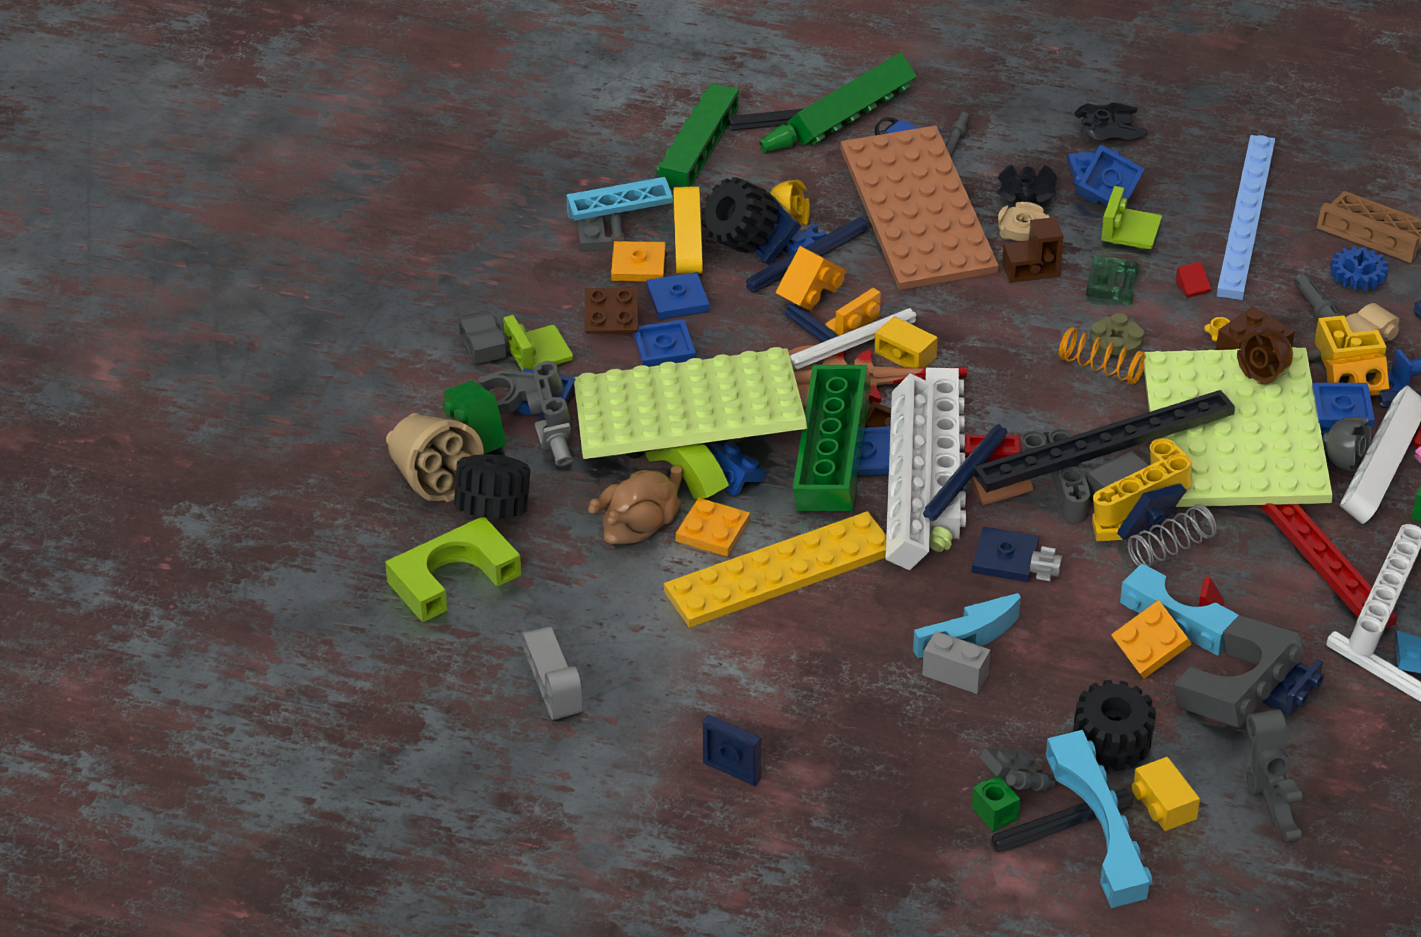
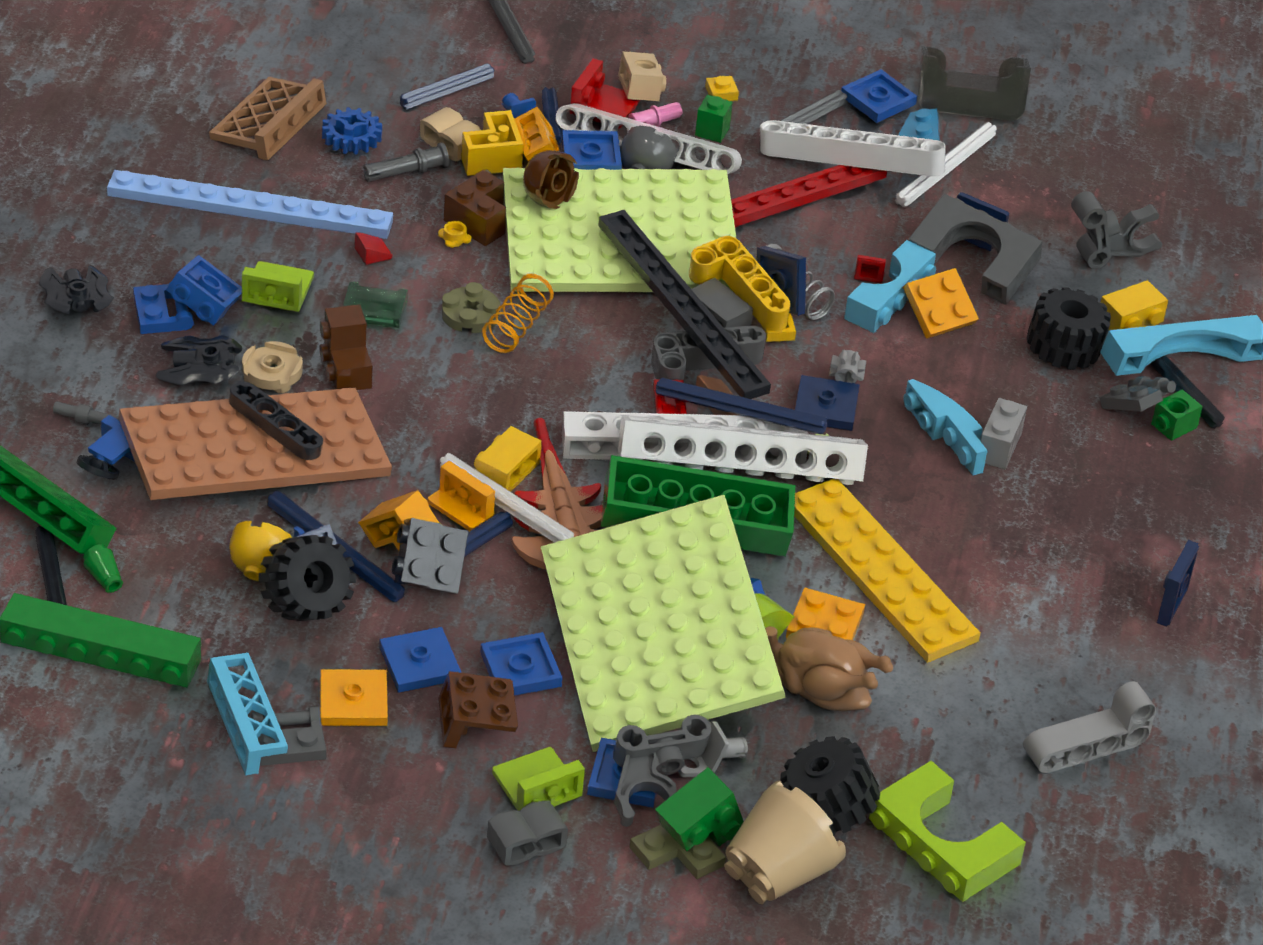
camera: 100 degrees left, 0 degrees up
(687, 230) = (310, 636): yellow beam -> none
(770, 282) = (429, 555): none -> plate
(926, 201) = (301, 441): none -> black beam

